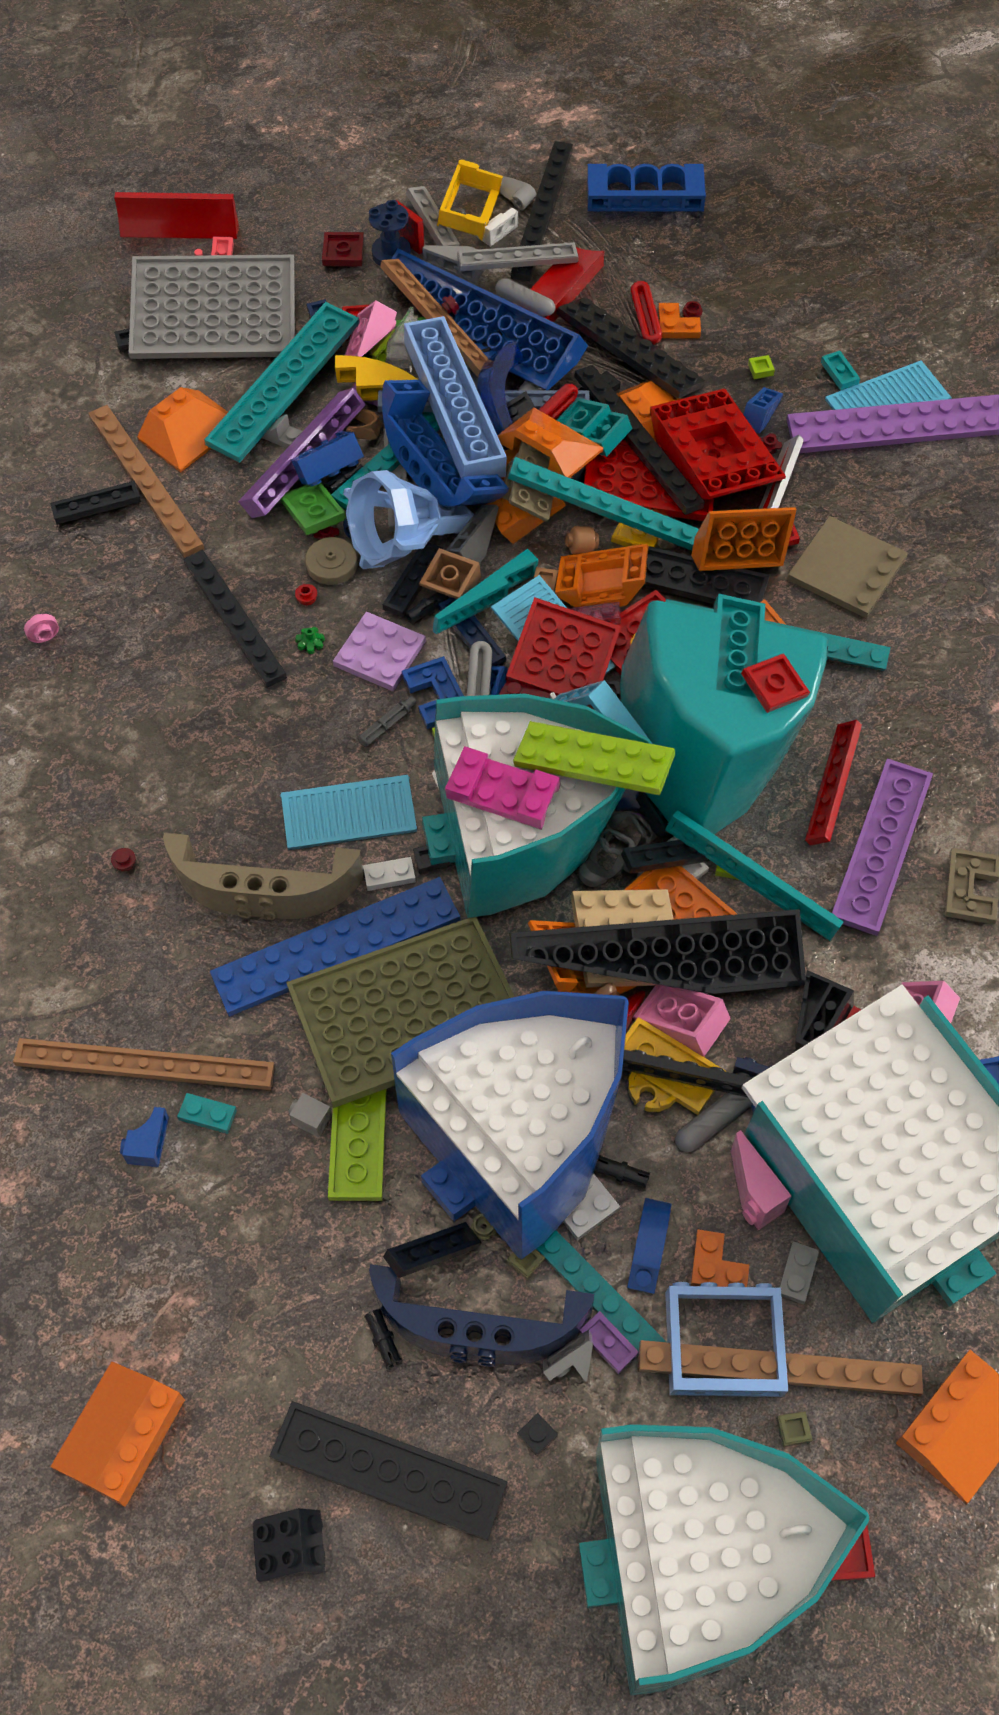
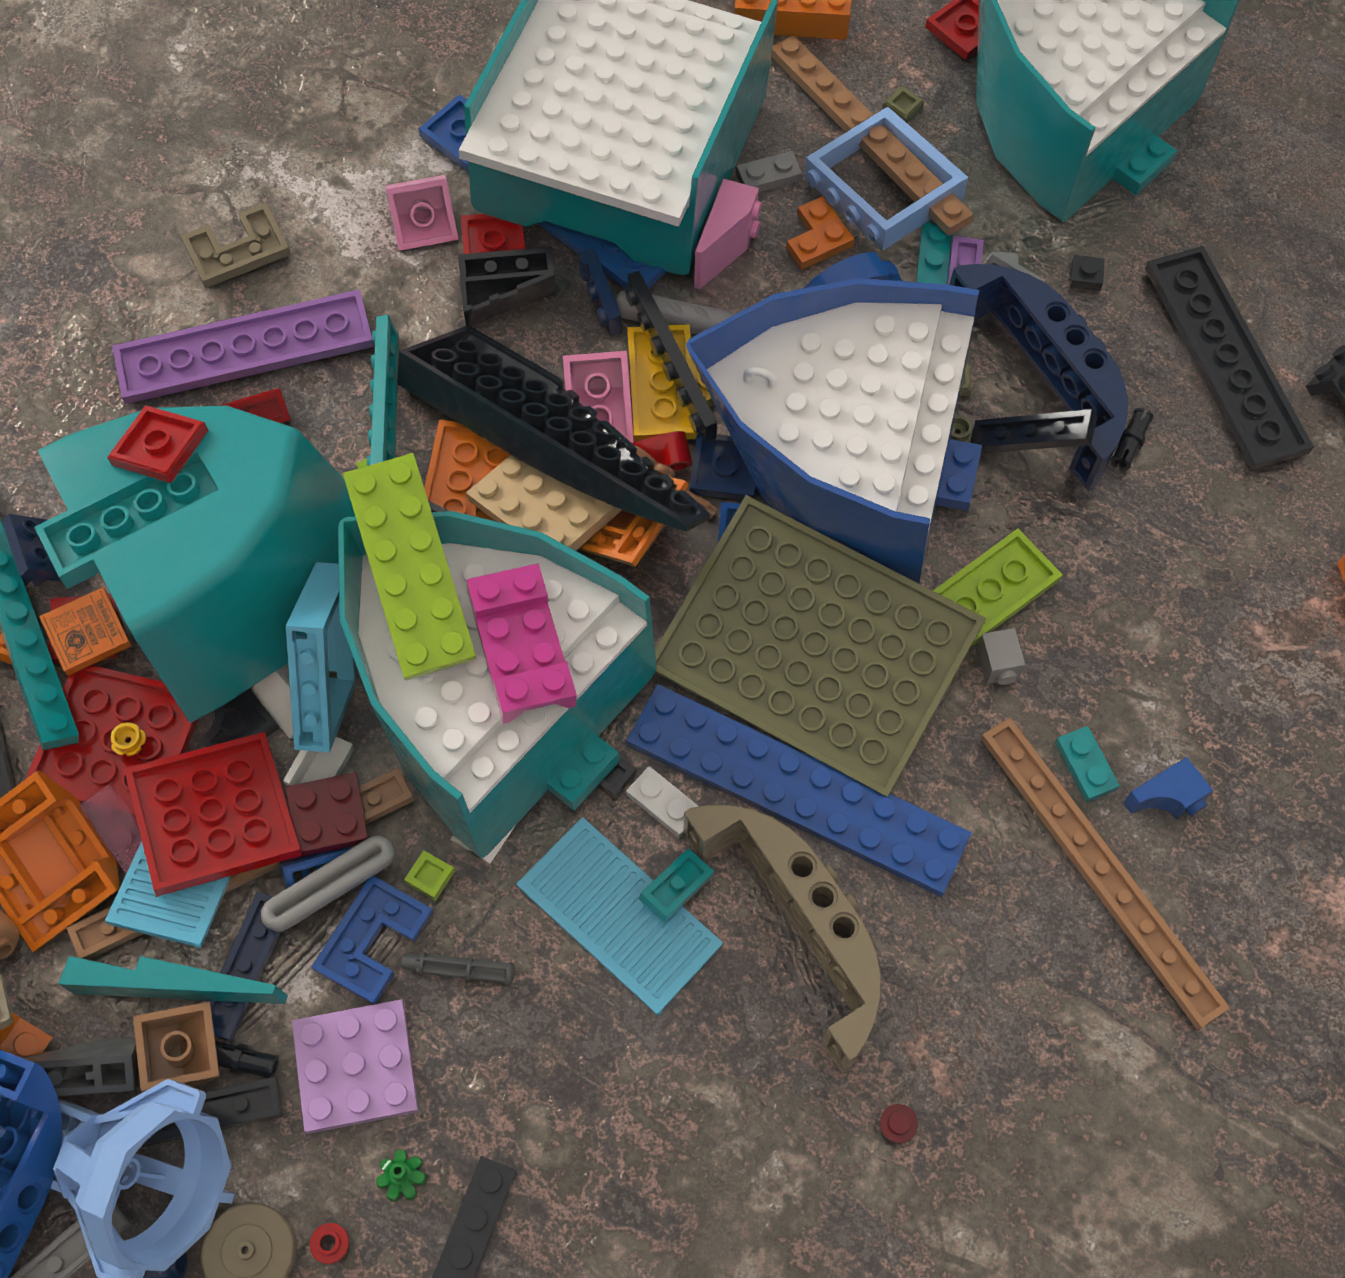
camera: 130 degrees left, 5 degrees up
(334, 837) = (676, 885): none -> teal plate

